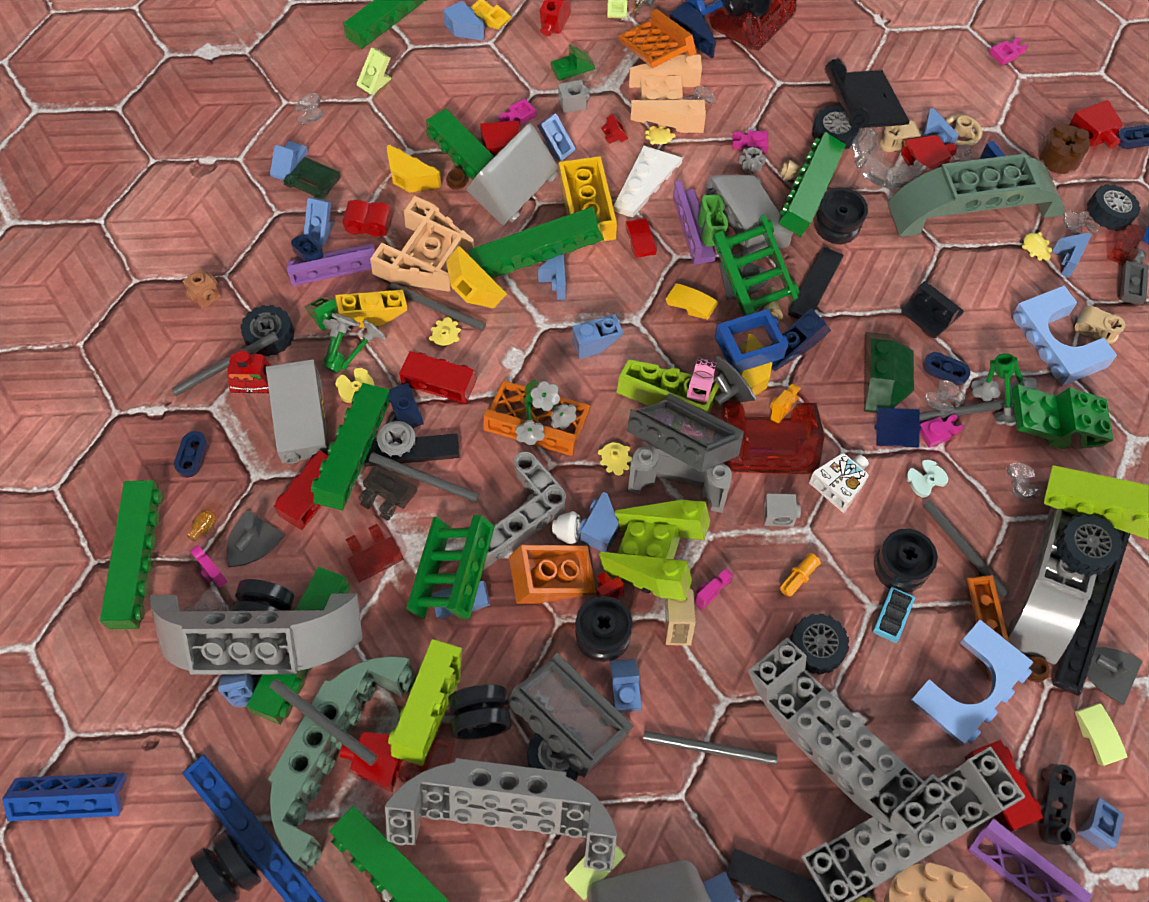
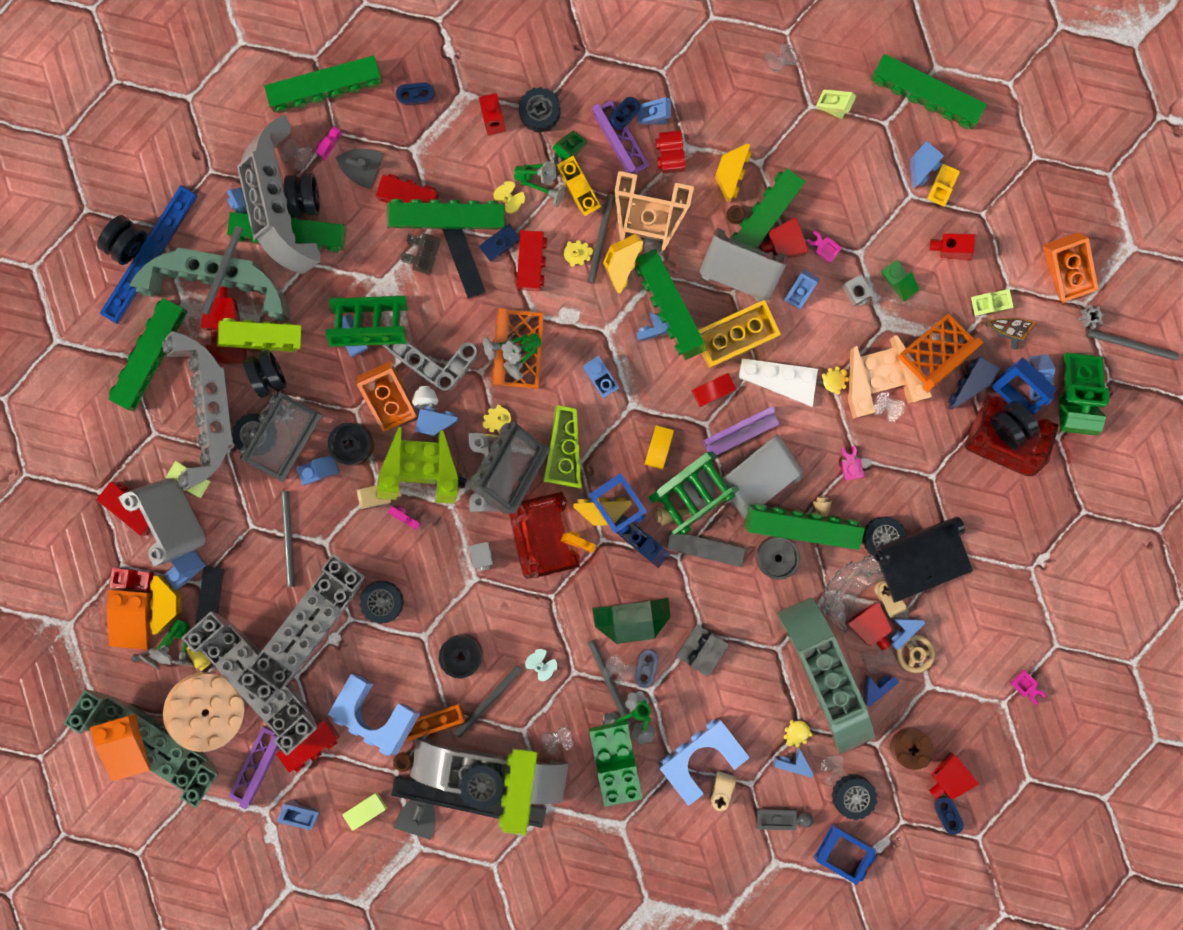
camera: 80 degrees right, 25 degrees up
(64, 800) = (139, 110): blue fence -> none
(201, 288) = (565, 46): nougat brick -> none
(202, 524) = (361, 125): clear yellow cylinder -> none
(222, 365) = (497, 89): dark grey piece -> none
(286, 159) = (718, 61): medium blue slope -> none
(297, 410) = (466, 163): light grey slope -> none
(315, 174) = (710, 90): clear green plate -> none
(375, 558) = (367, 263): clear red plate -> none
(396, 429) = (463, 237): light grey gear -> none
(424, 477) = (440, 277): dark grey axle -> none
(609, 587) = (384, 441): red tile -> none
(615, 130) = (829, 340): red tile -> none
(702, 379) = (569, 471): bright pink leg -> none
(711, 218) = (732, 450): bright green brick -> none
(731, 384) = (567, 494): dark grey shield -> none
(752, 160) = (827, 464): light grey gear -> none
(799, 575) = (432, 579): light orange axle -> none
(841, 479) = (520, 598): white torso -> none
(893, 615) = (419, 654): tile -> none
(898, 427) = (580, 636): clear blue piece -> none
(937, 431) = (586, 668): dark pink plate -> none
(1063, 790) = (315, 783): black beam -> none
(1126, 244) = (816, 810): clear red leg -> none

